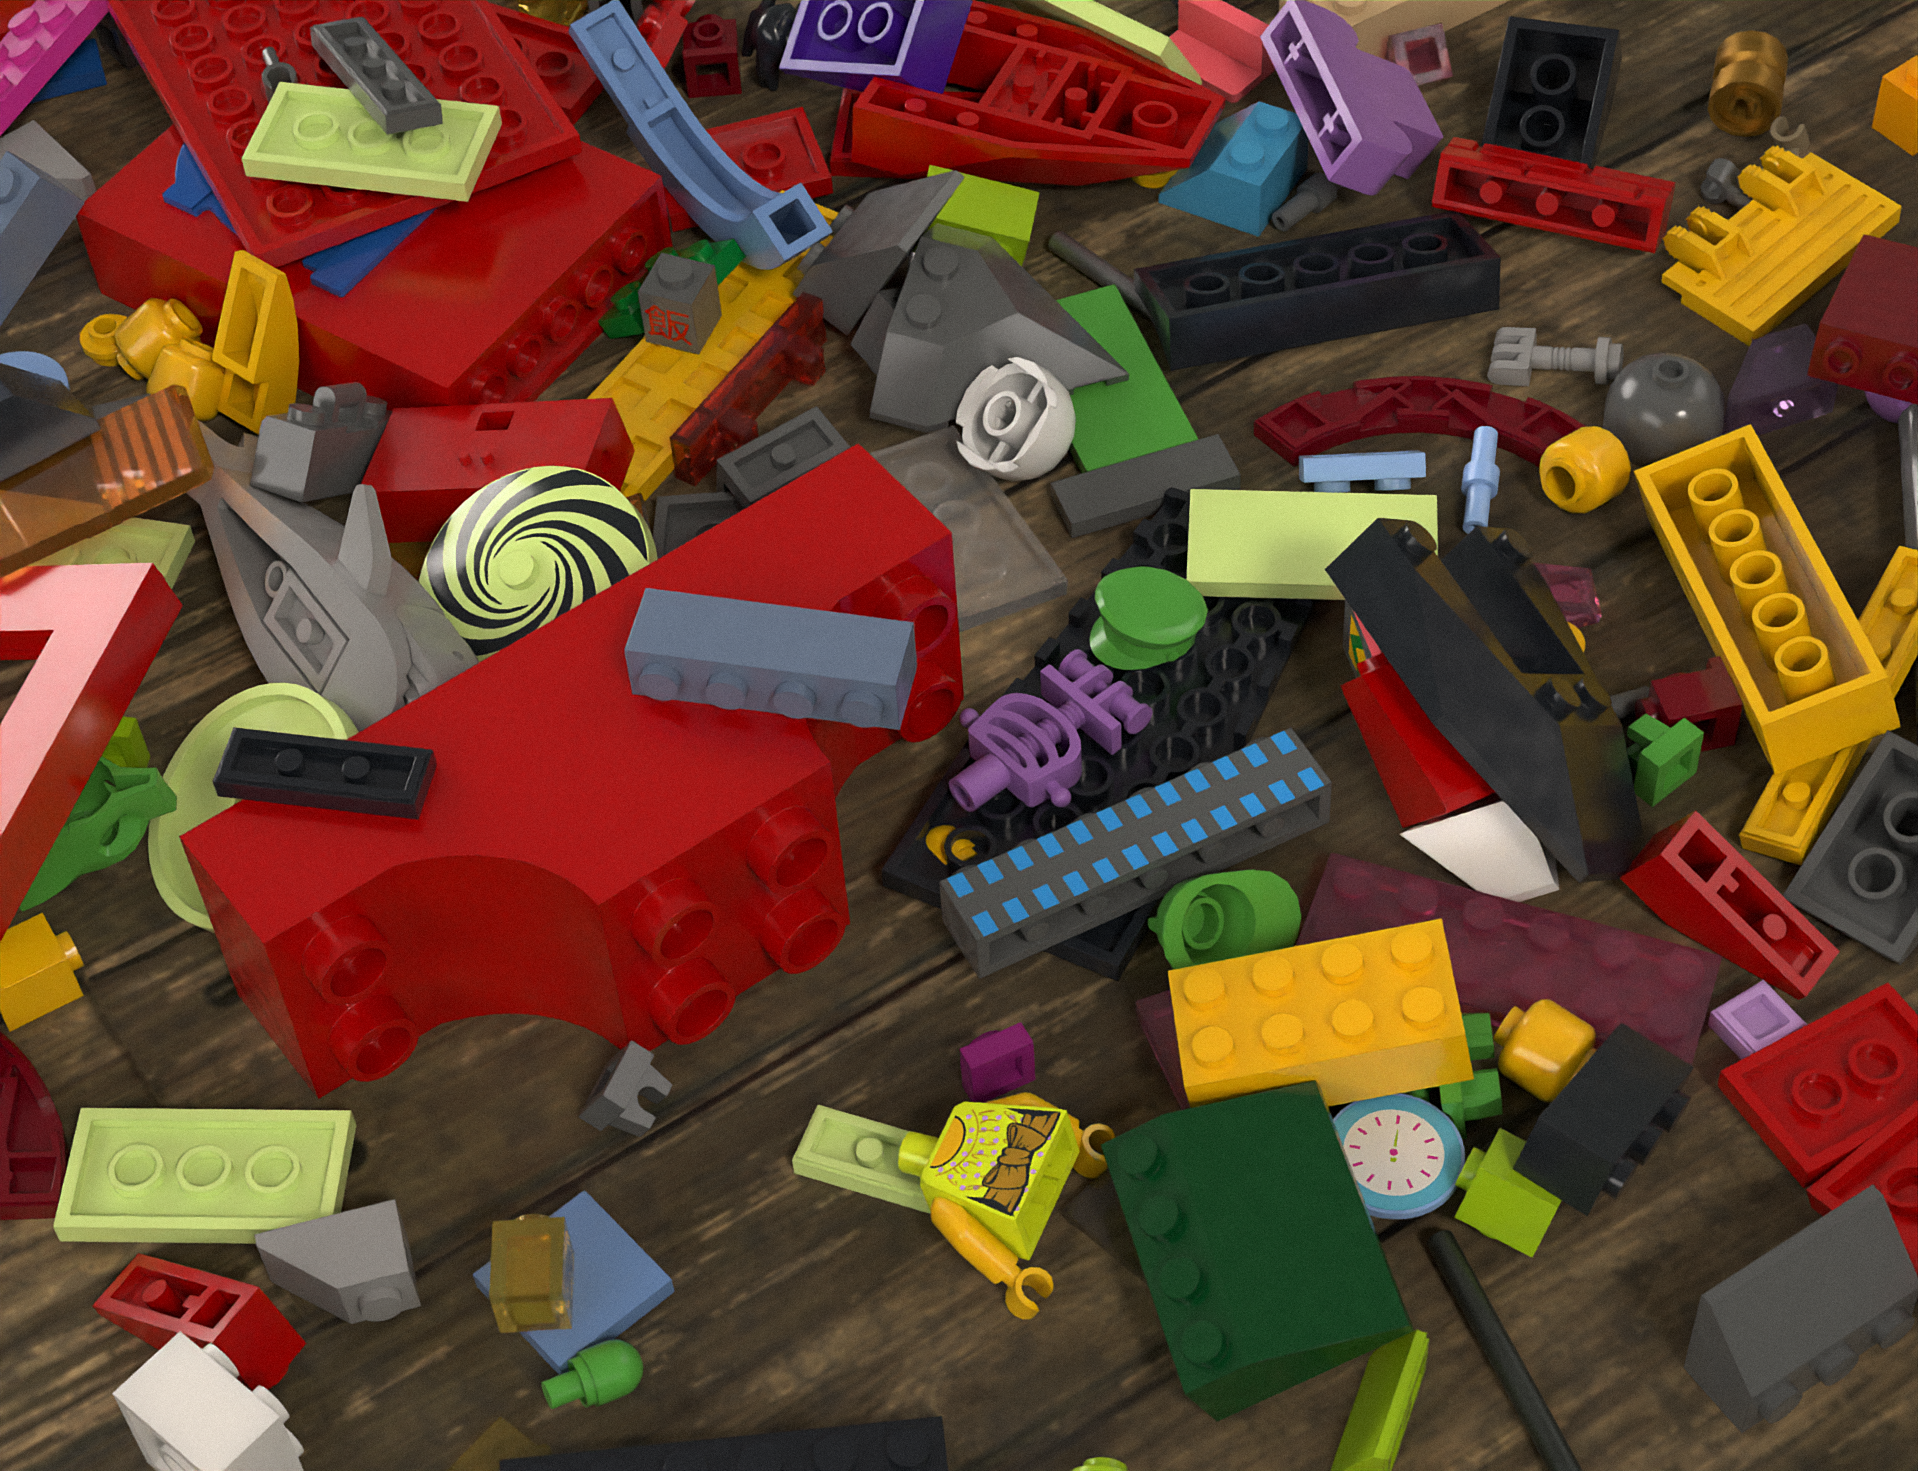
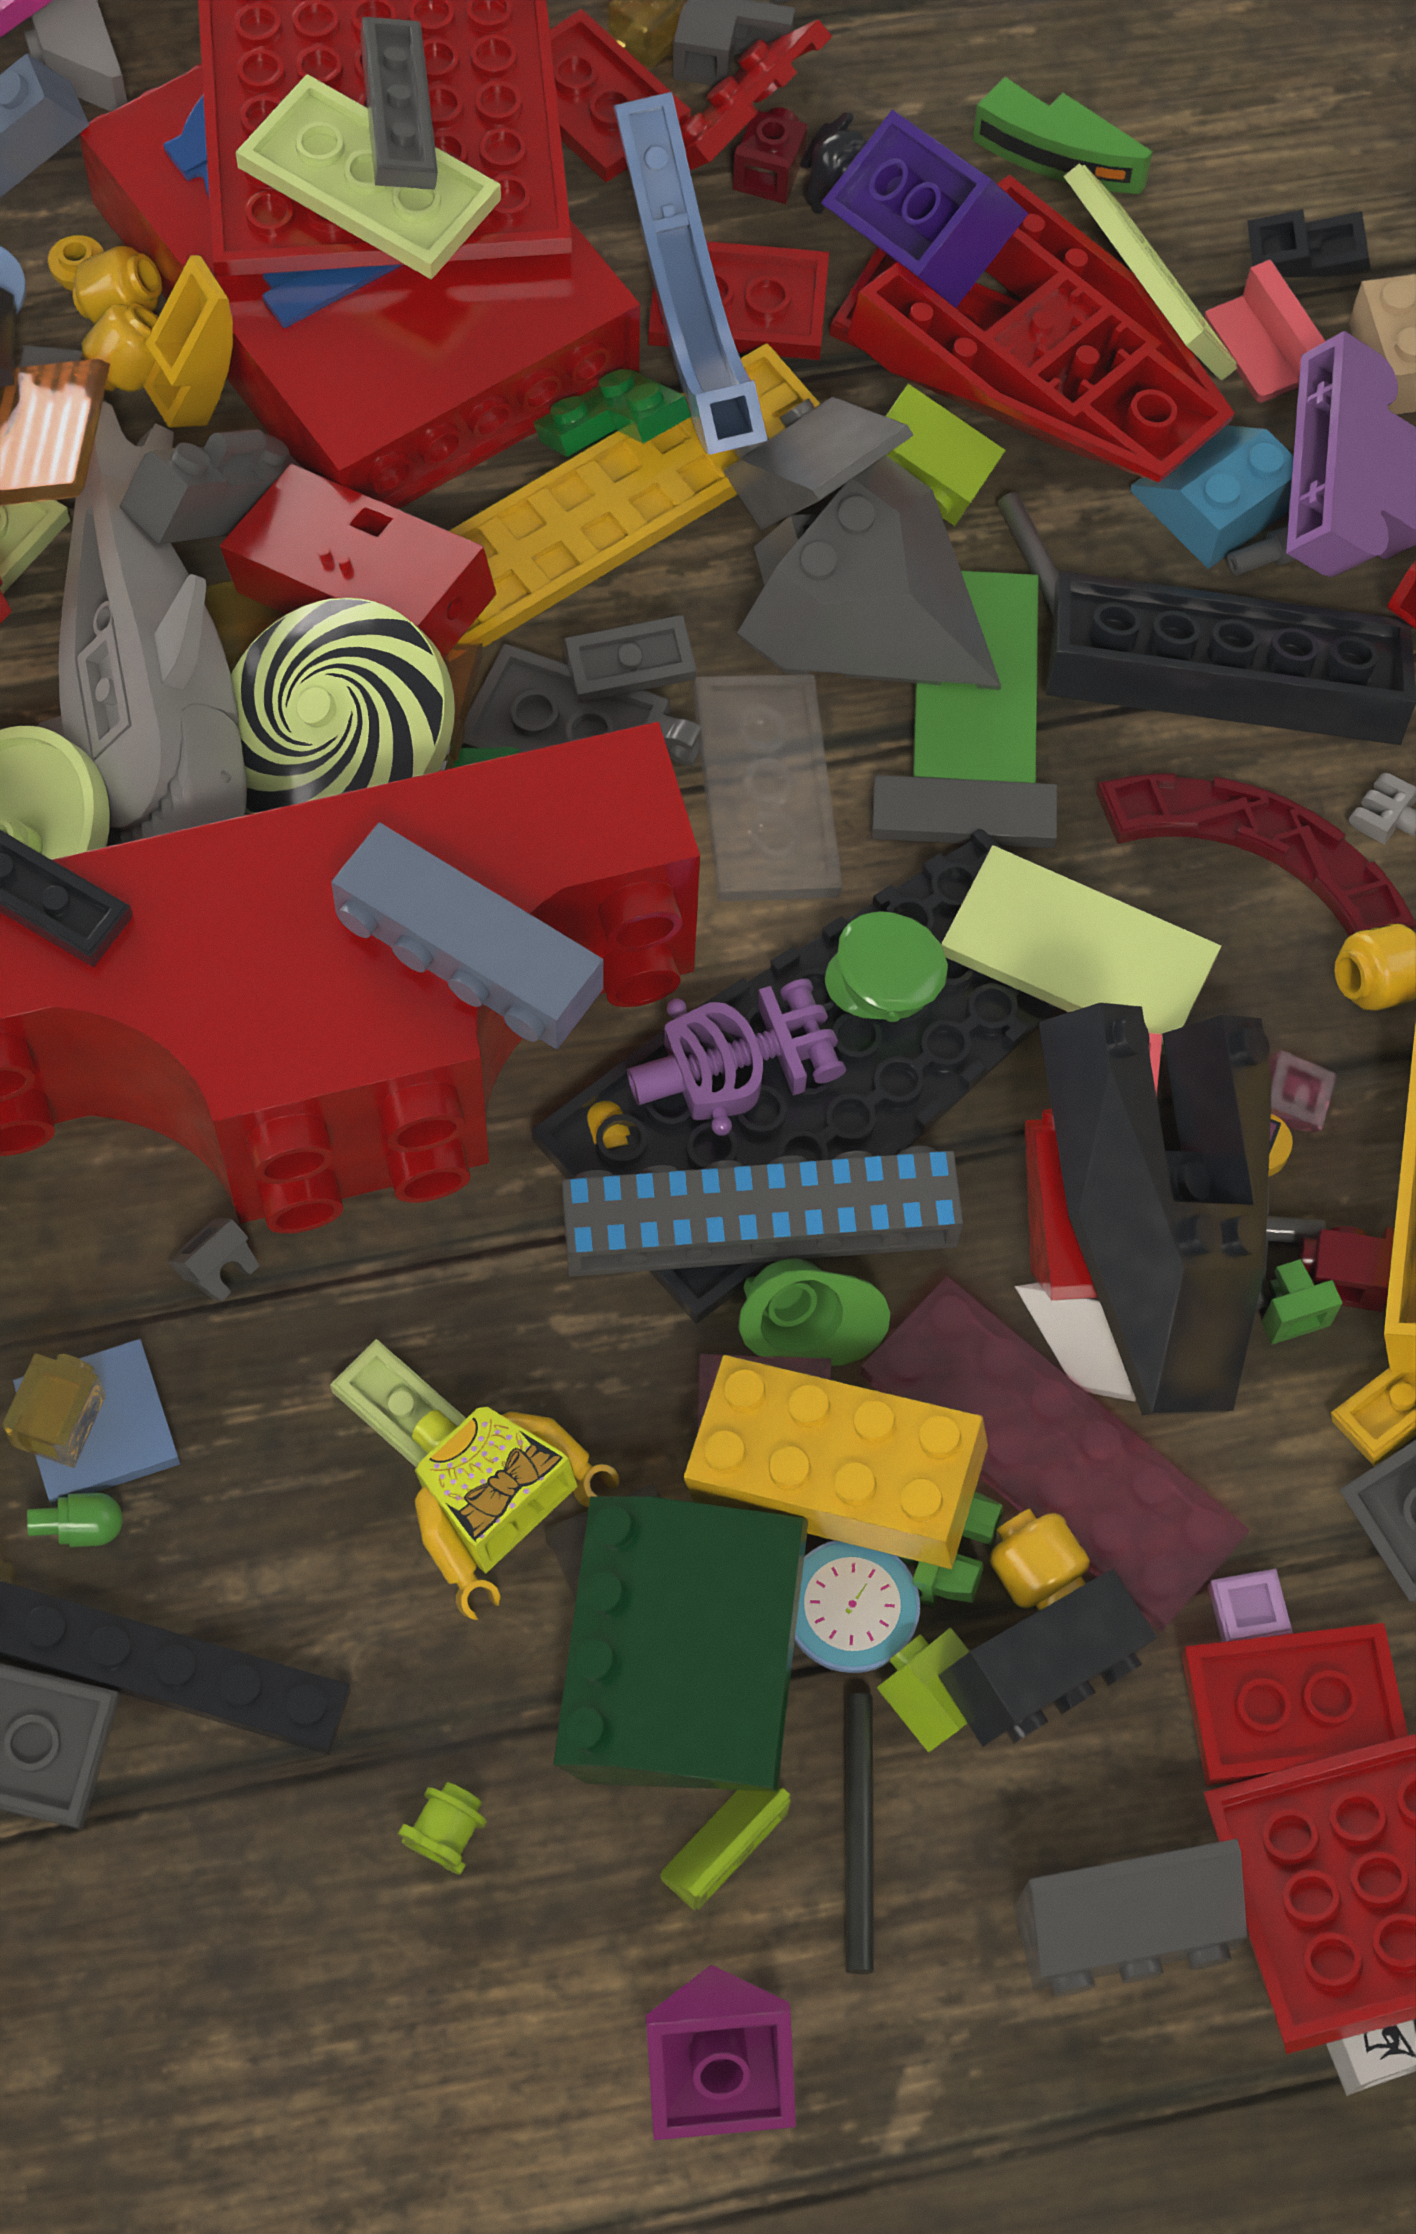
camera: 15 degrees right, 15 degrees up
(275, 72) = (312, 59): dark grey hand -> none
(680, 303) = (606, 446): dark grey brick -> none
(728, 414) = (602, 581): clear red hinge -> none
(997, 1063) = (547, 1365): magenta plate -> none
(1016, 421) = (864, 702): white cylinder -> none
(1387, 469) = (1152, 871): light blue plate -> none
(1480, 478) = (1282, 934): light blue bar -> none
(1728, 906) = (1280, 1485): red slope -> none

